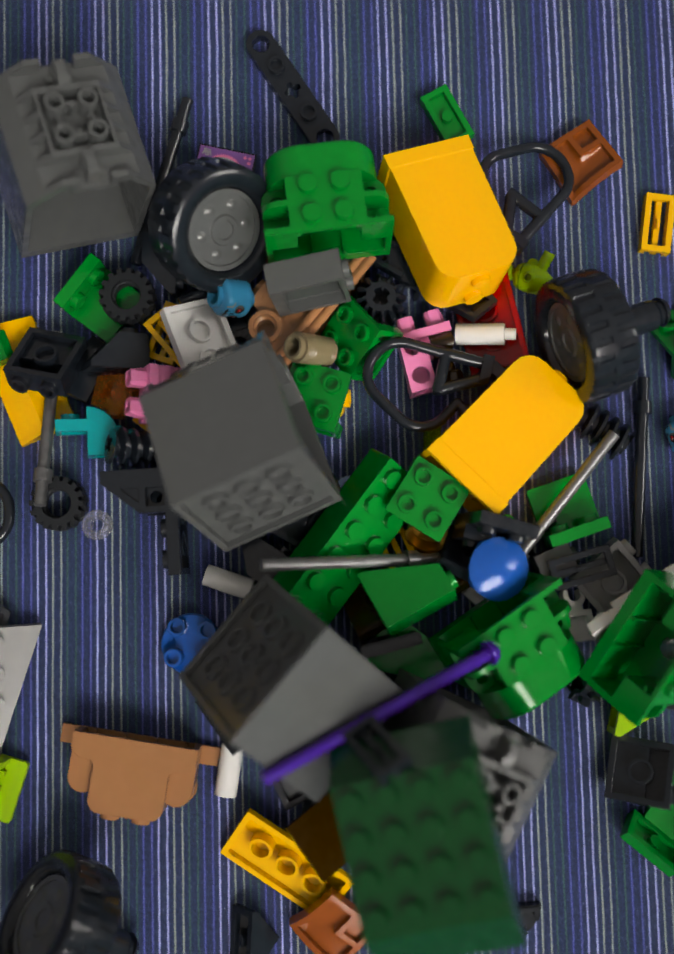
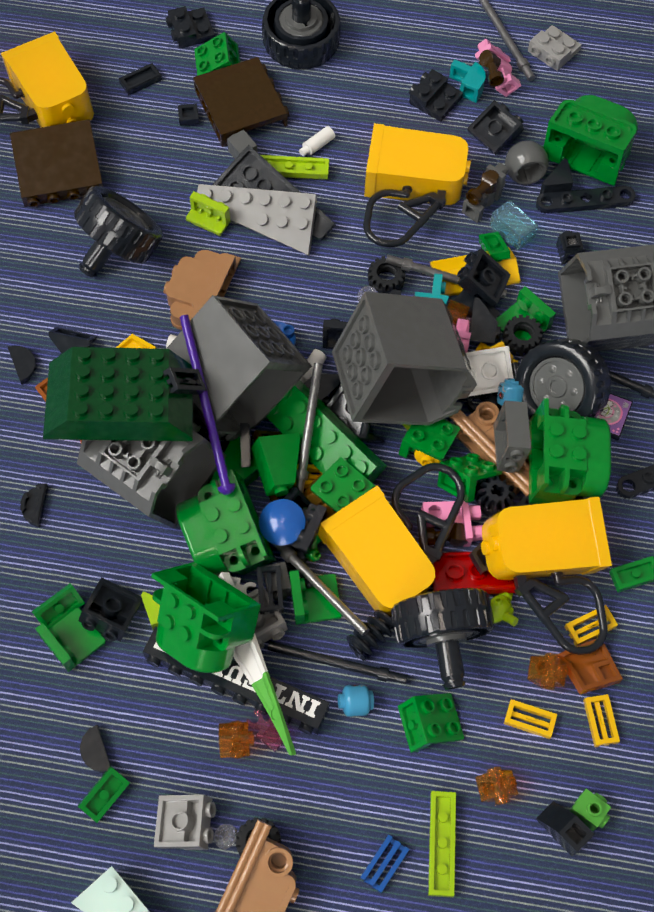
camera: 100 degrees right, 20 degrees down
(310, 349) = (464, 436): dark tan head -> none
(483, 334) = (459, 560): white cylinder -> none
(515, 174) = (574, 634): none -> yellow tile
(603, 206) = (547, 671): none -> clear orange brick
(637, 130) = (592, 723): none -> yellow tile

